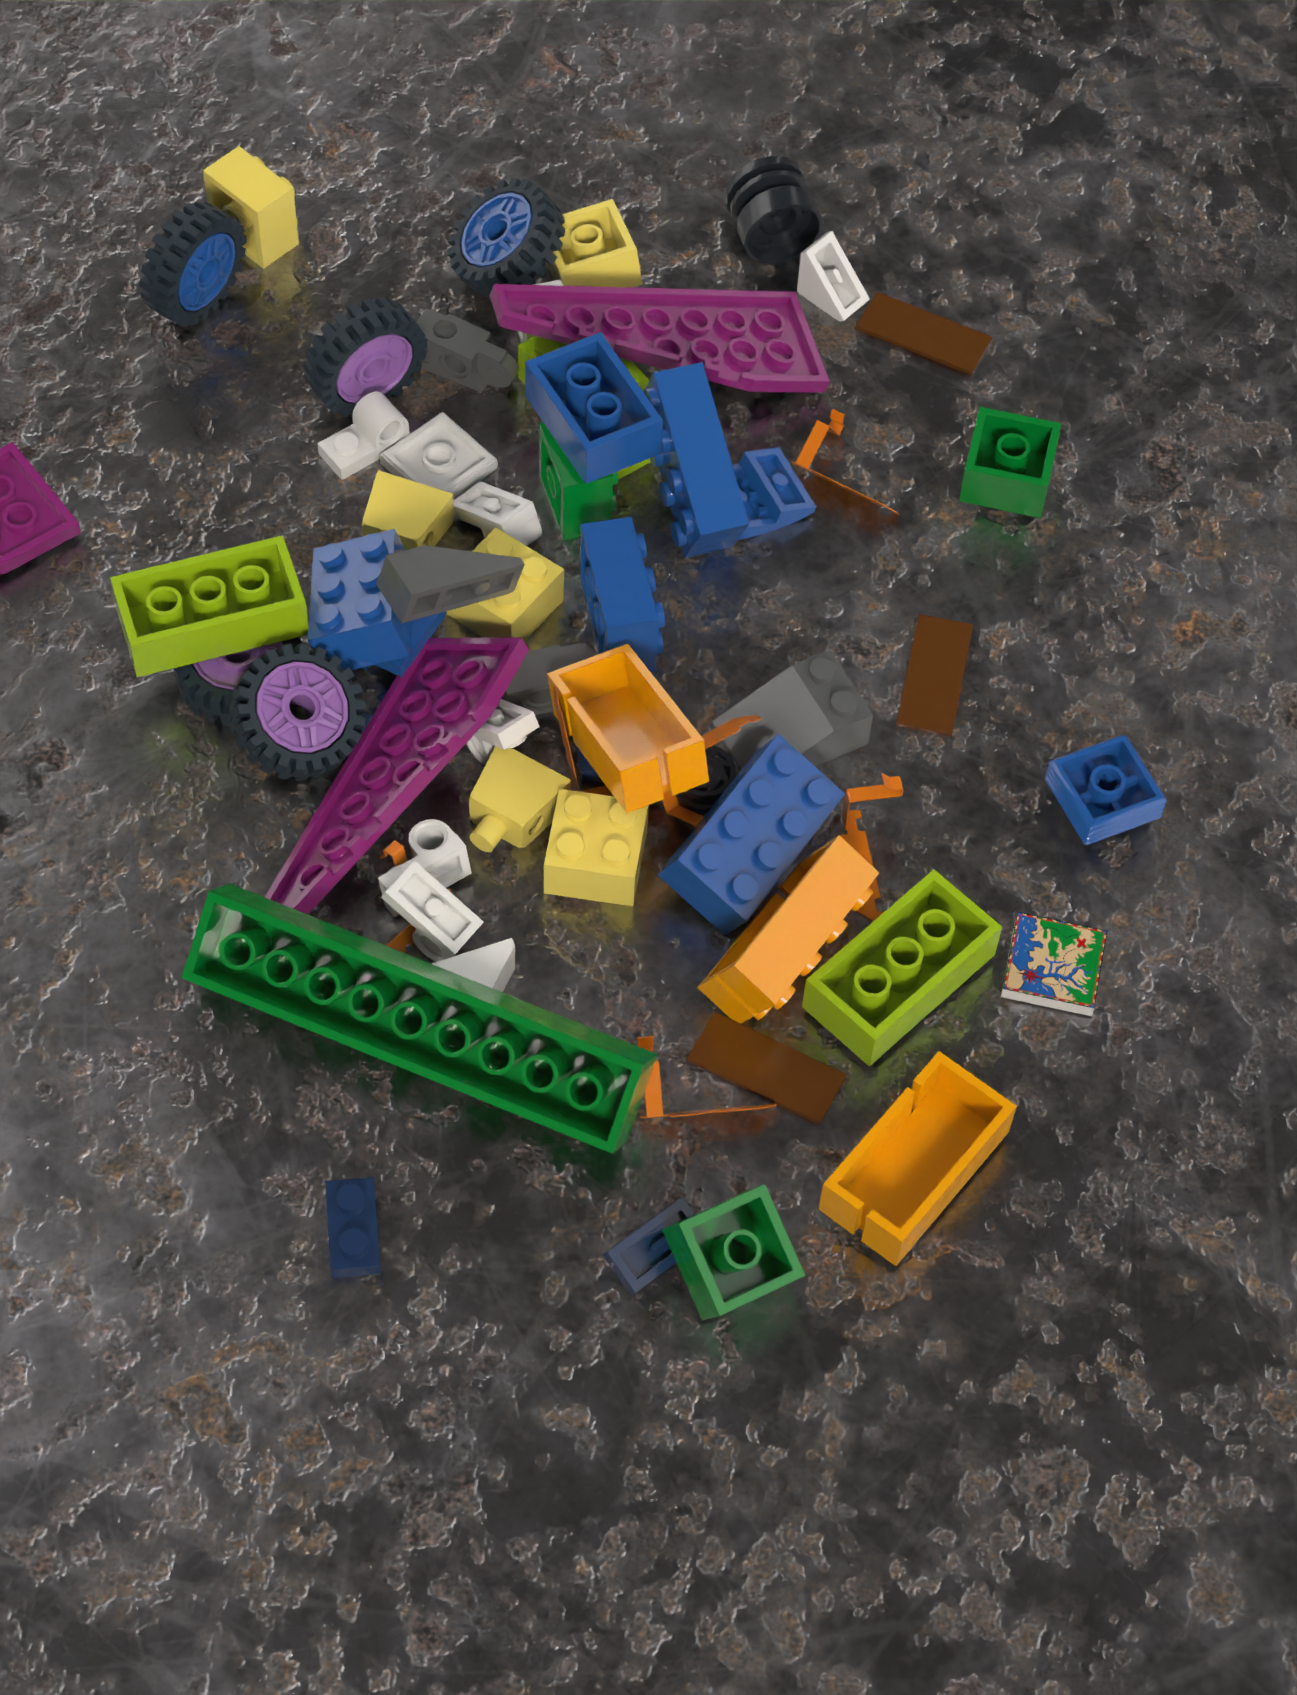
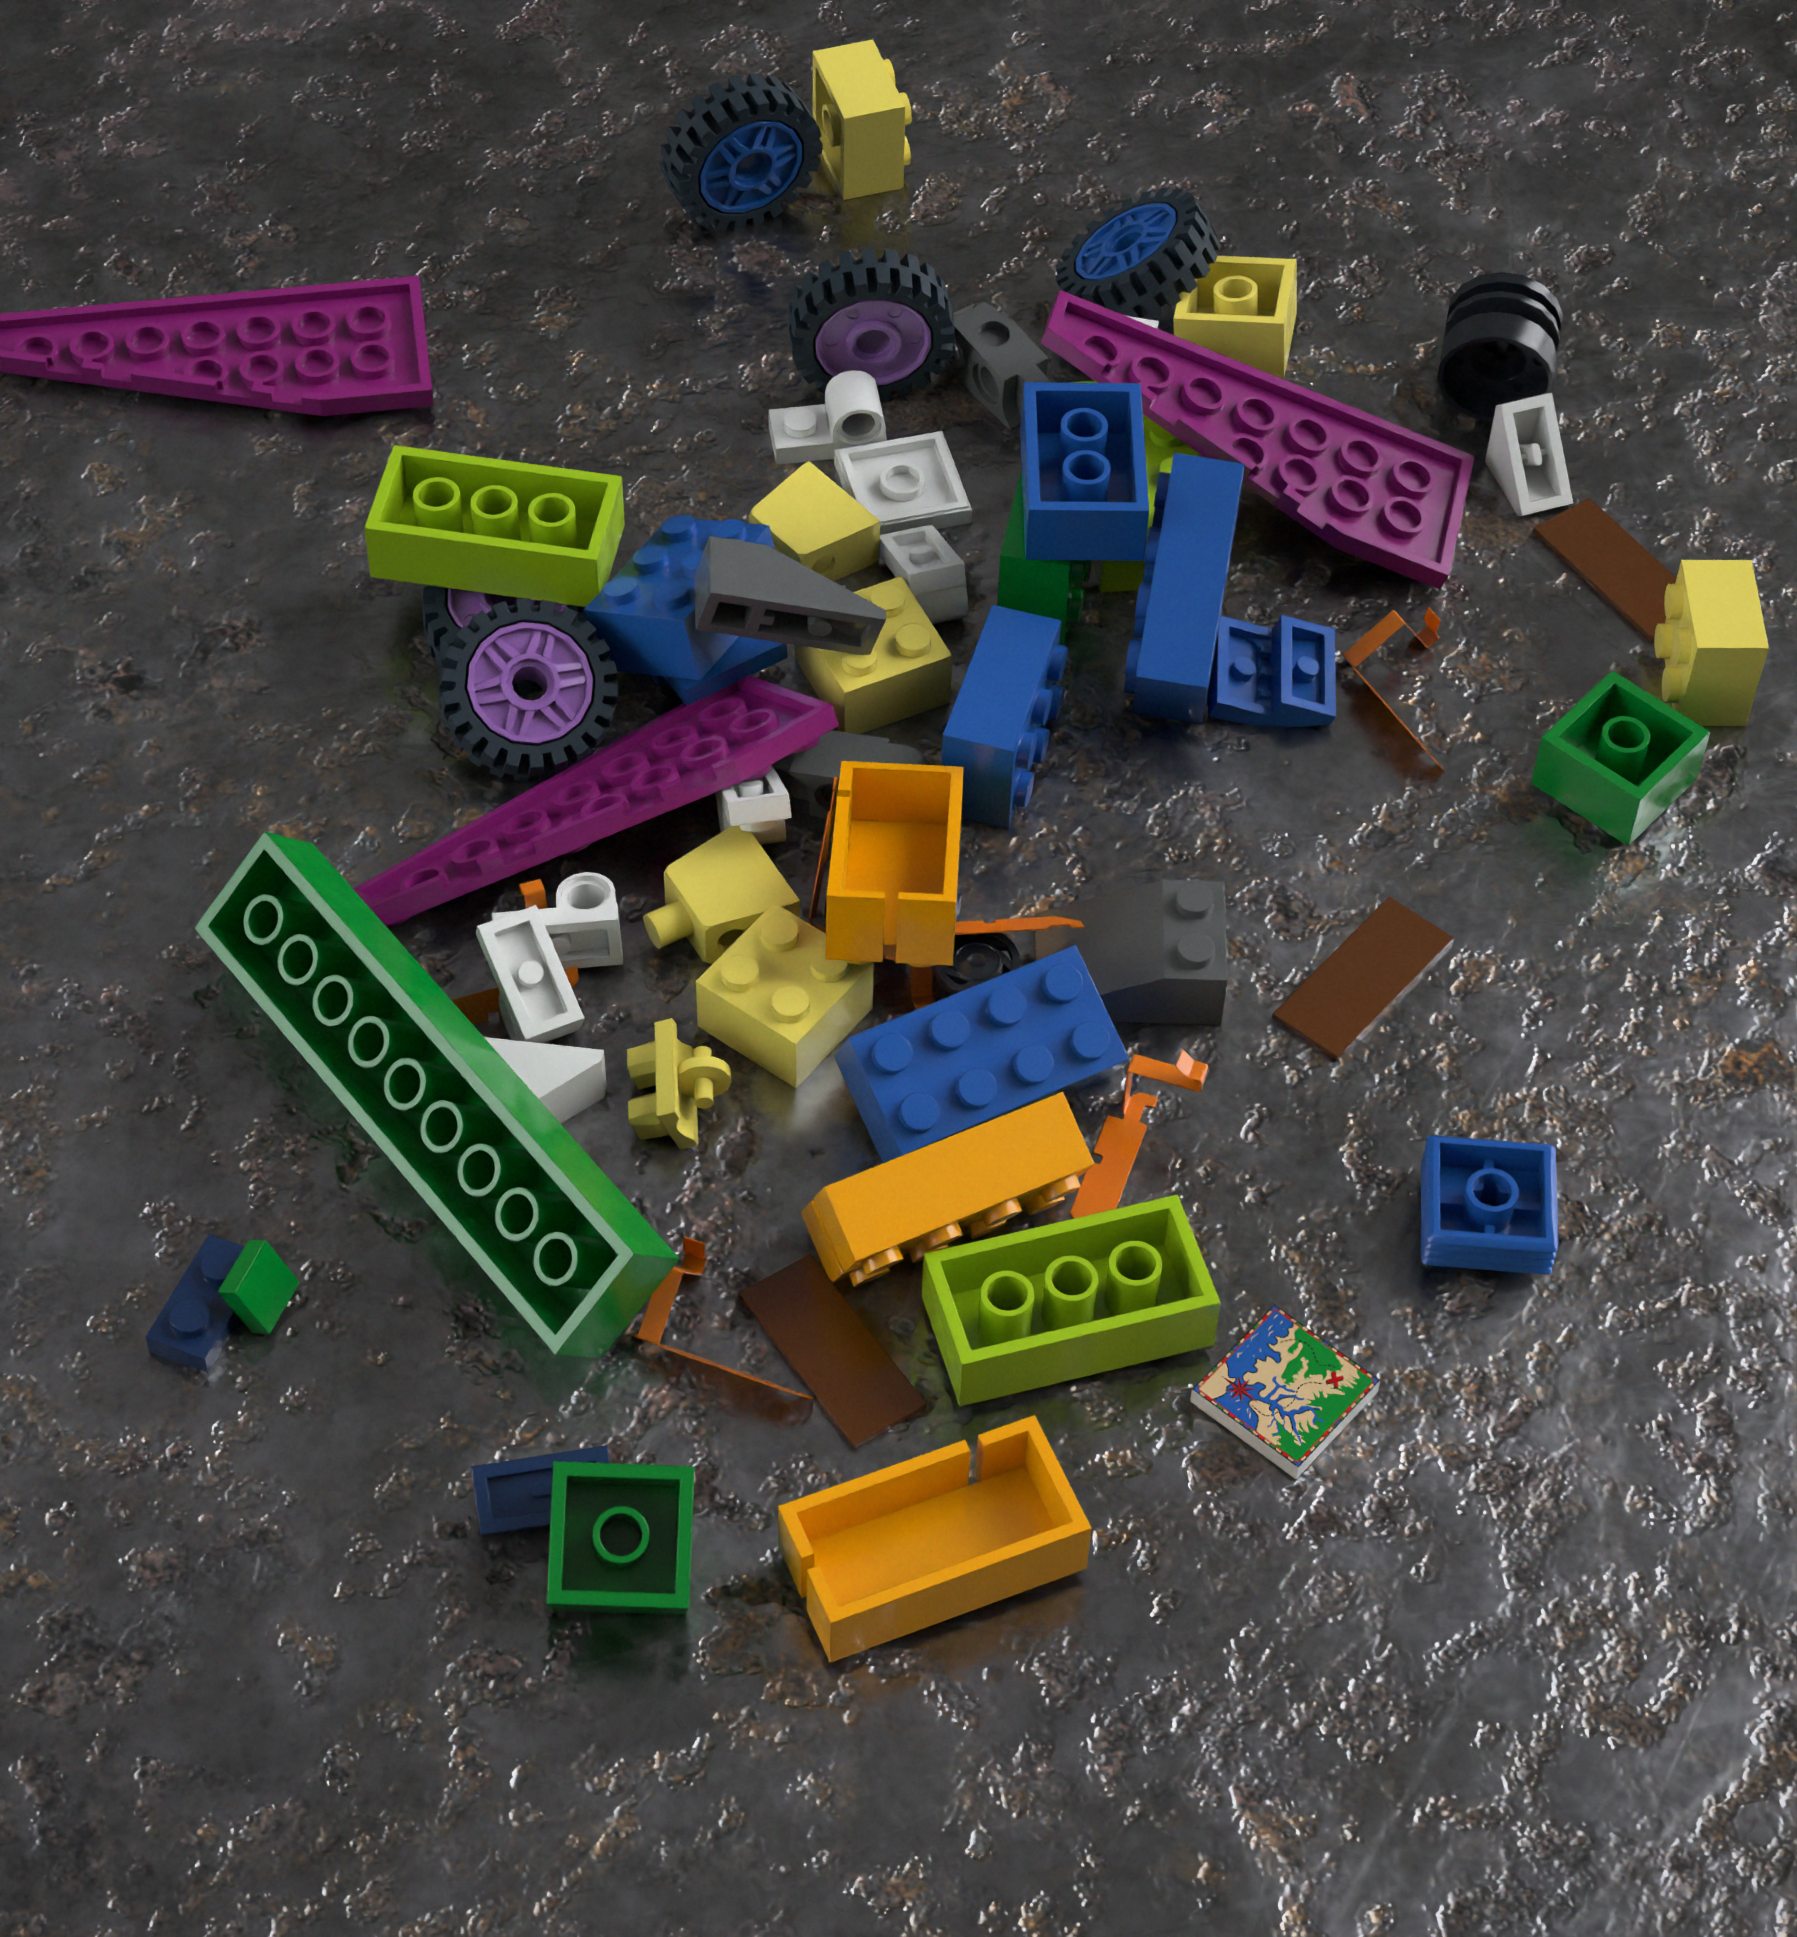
camera: 30 degrees right, 5 degrees down
(384, 1200) = (258, 1286): none -> green tile
(569, 958) = (683, 1082): none -> light yellow hips
(1022, 360) = (1712, 641): none -> light yellow brick

